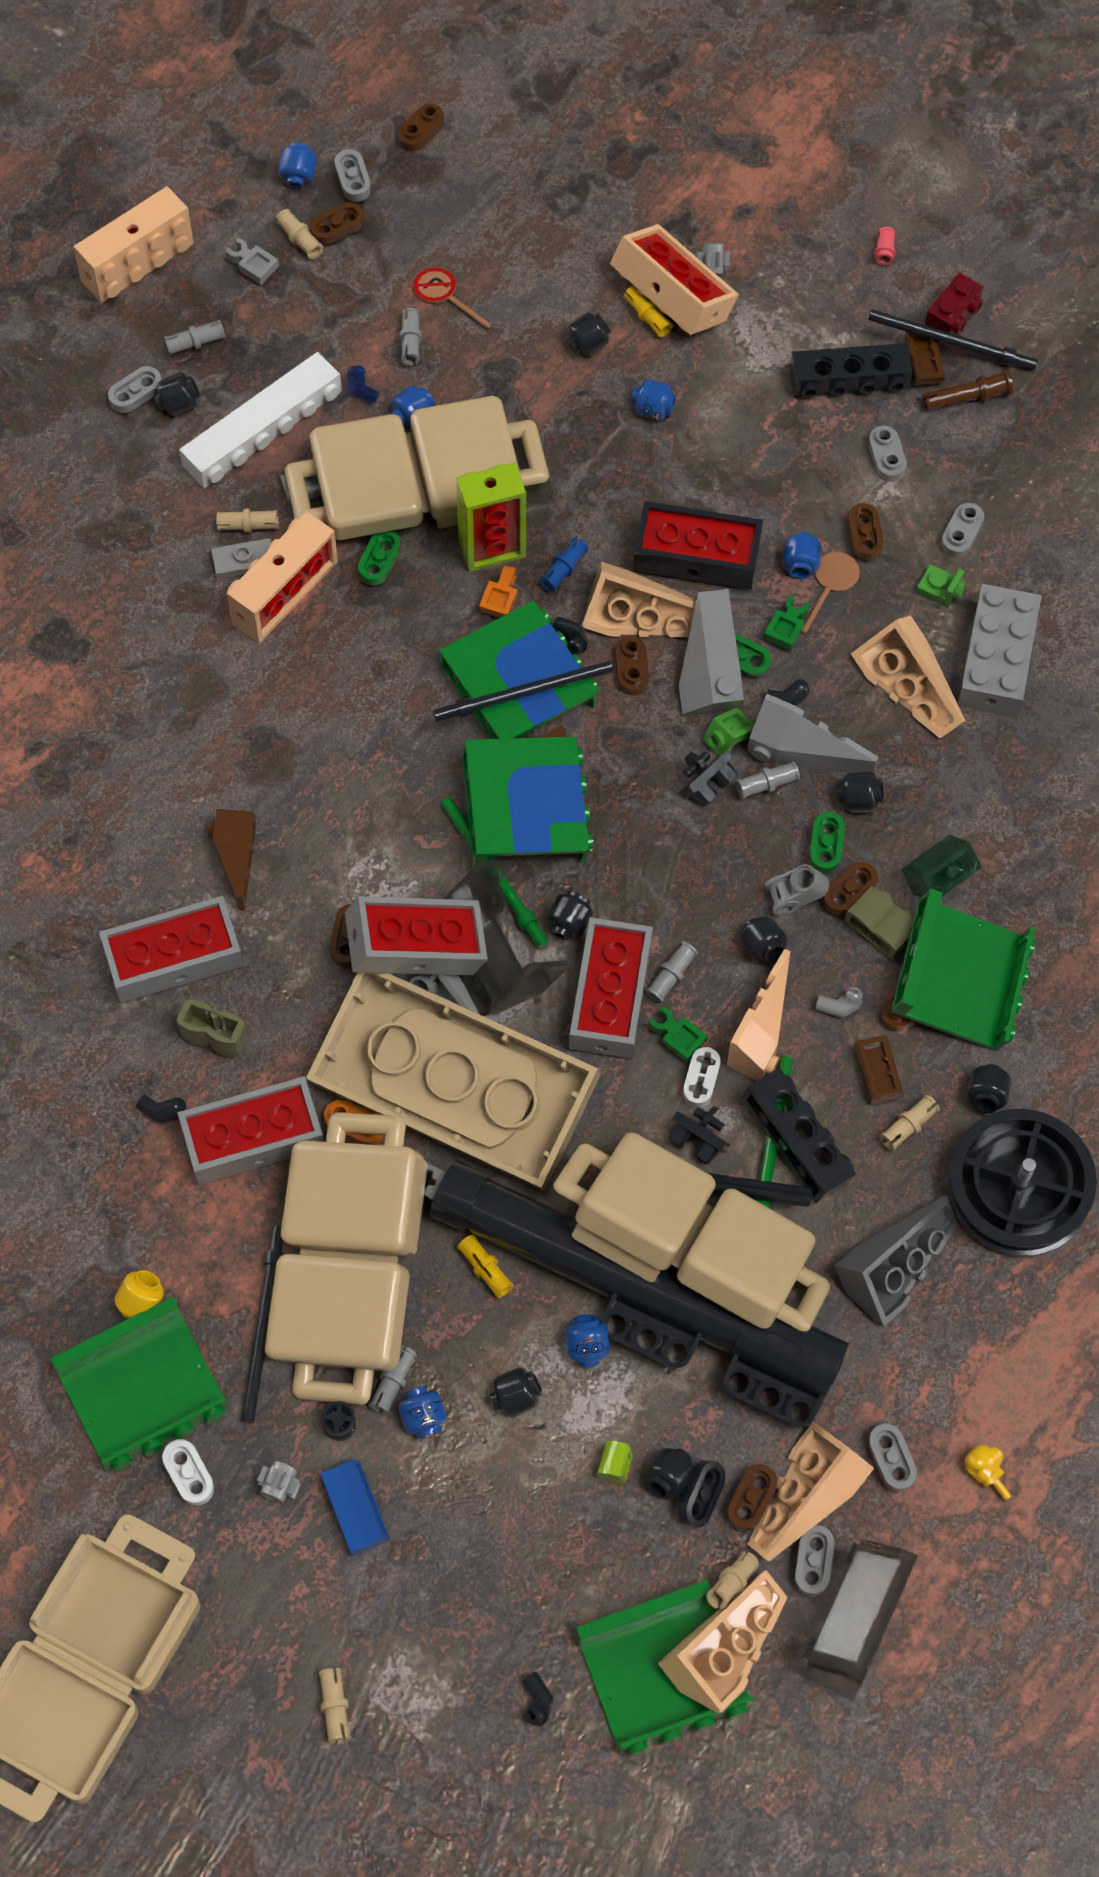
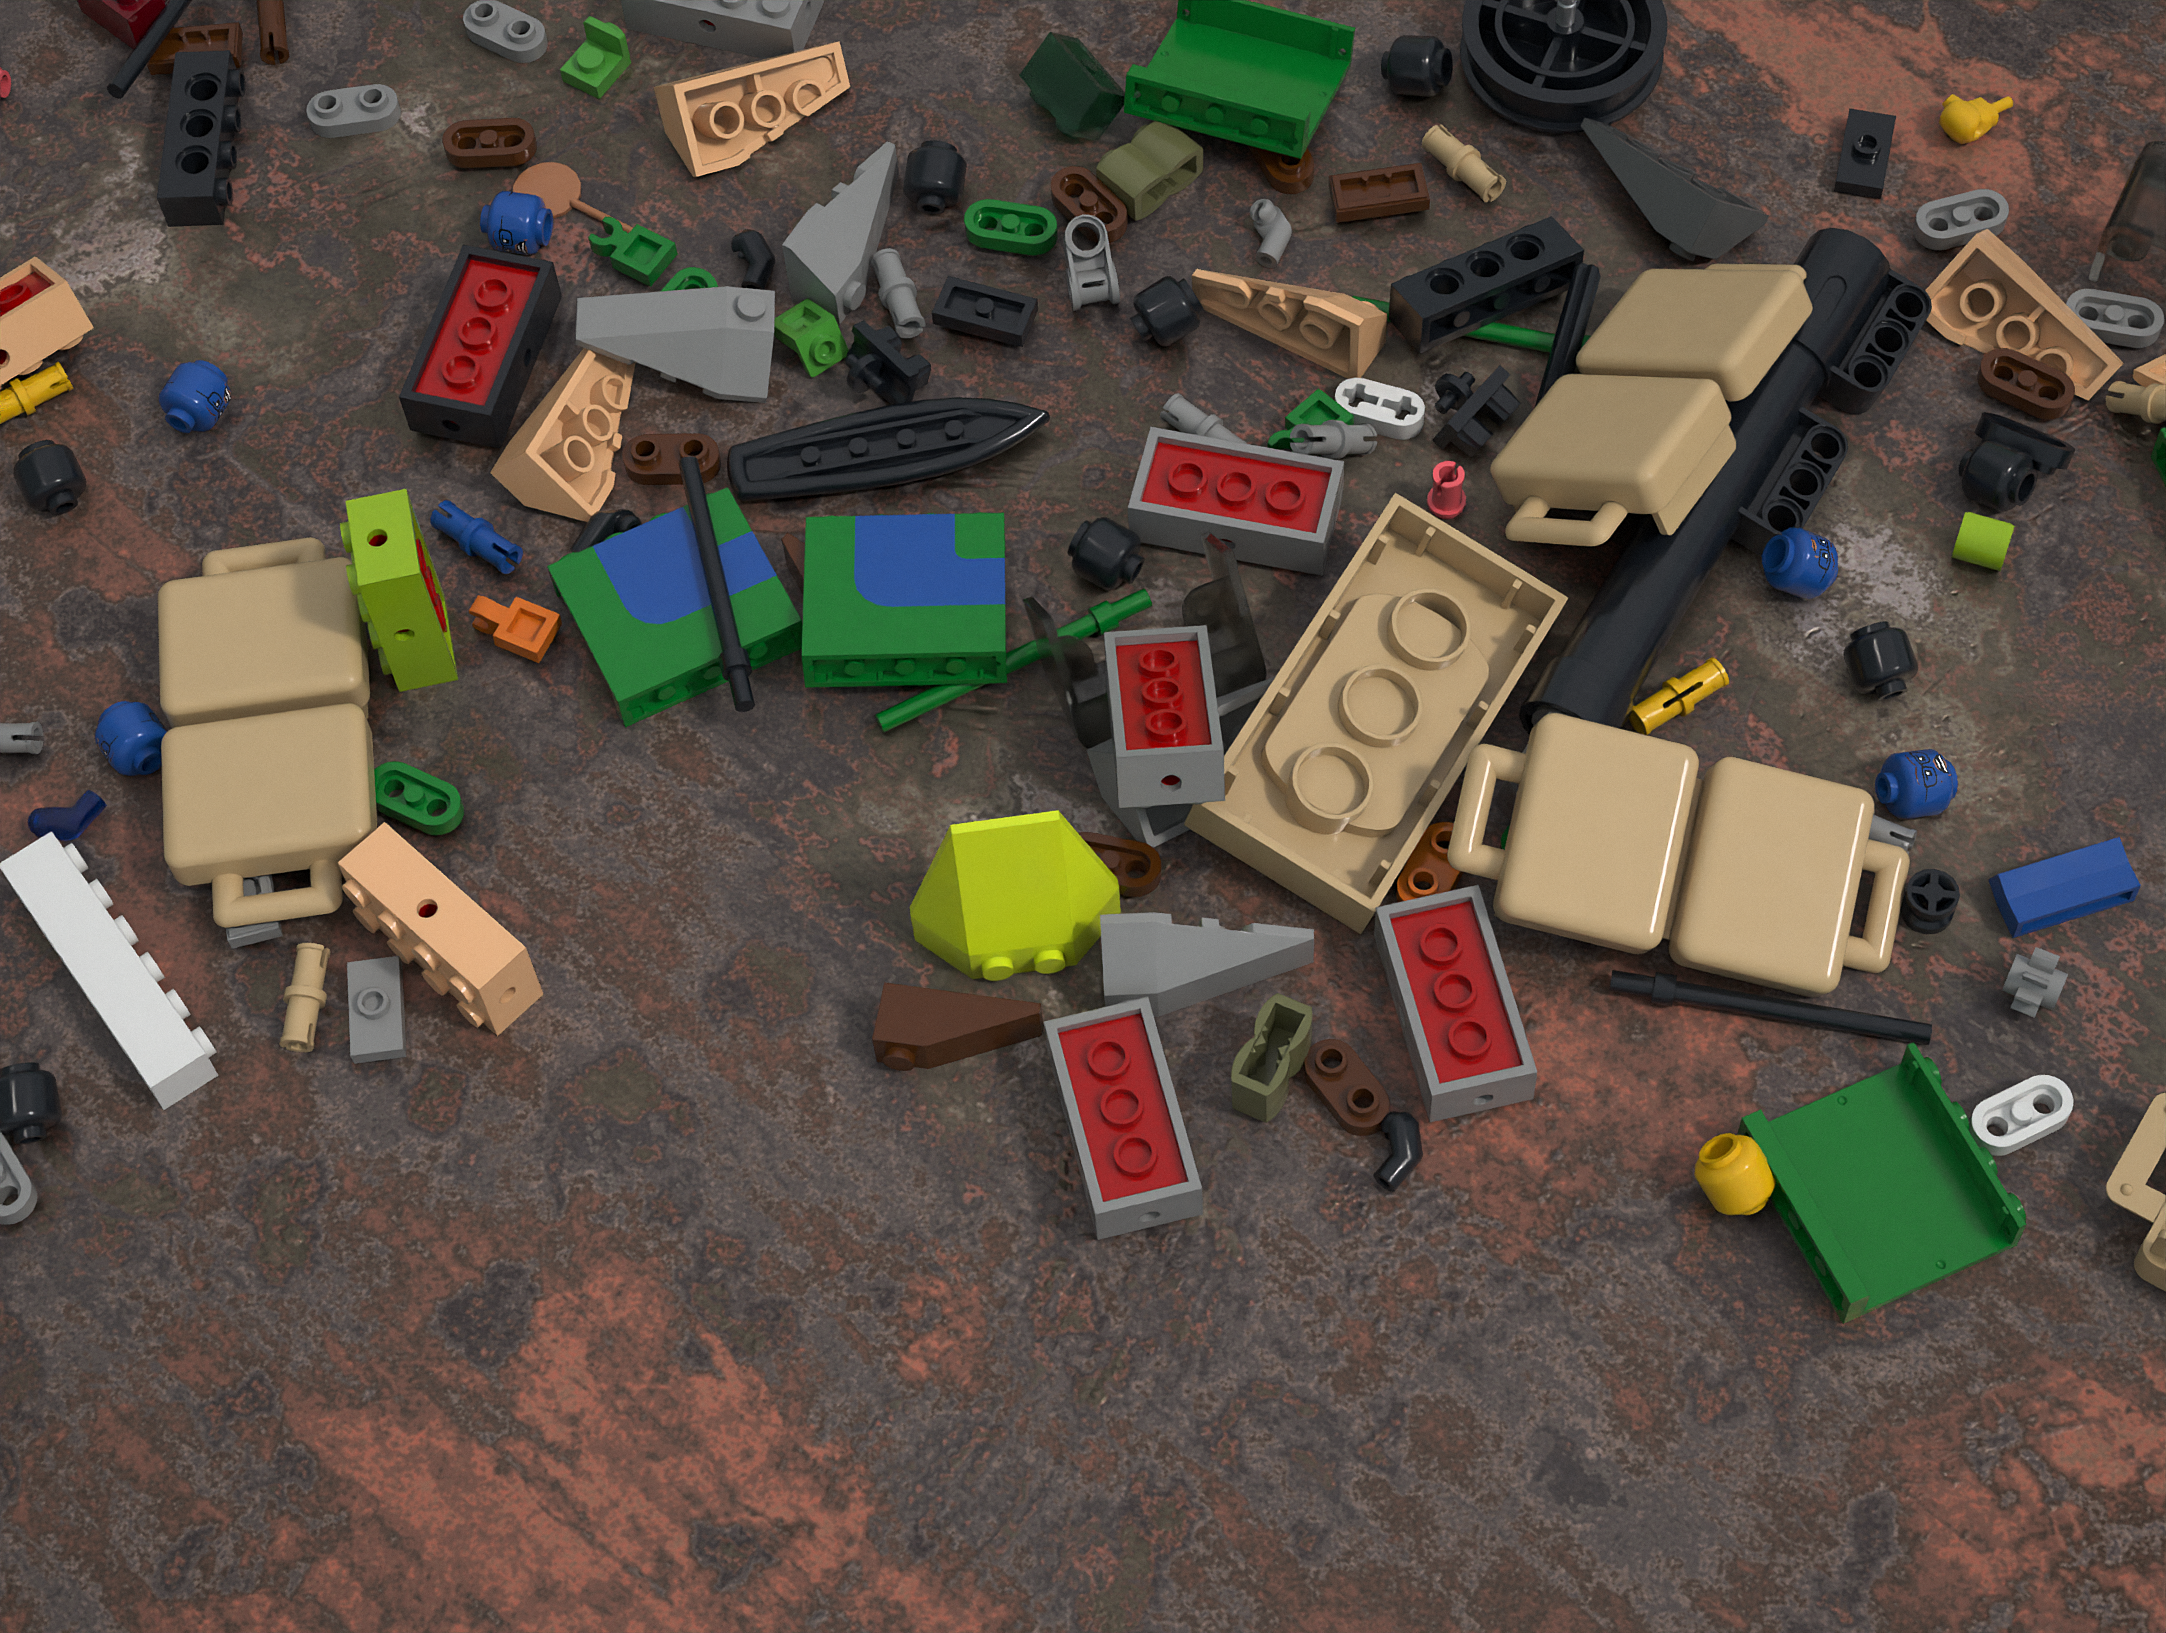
camera: 80 degrees left, 5 degrees down
(206, 1079) = (1344, 1084): none -> reddish brown plate
(272, 970) = (1192, 963): none -> light grey wedge
(298, 882) = (1013, 897): none -> neon yellow wedge
(631, 1118) = (1447, 497): none -> coral pin
(646, 781) = (879, 447): none -> black piece
(661, 1043) = (1333, 439): none -> light grey pin
(757, 832) = (985, 311): none -> black plate
(949, 1395) = (1865, 153): none -> black plate

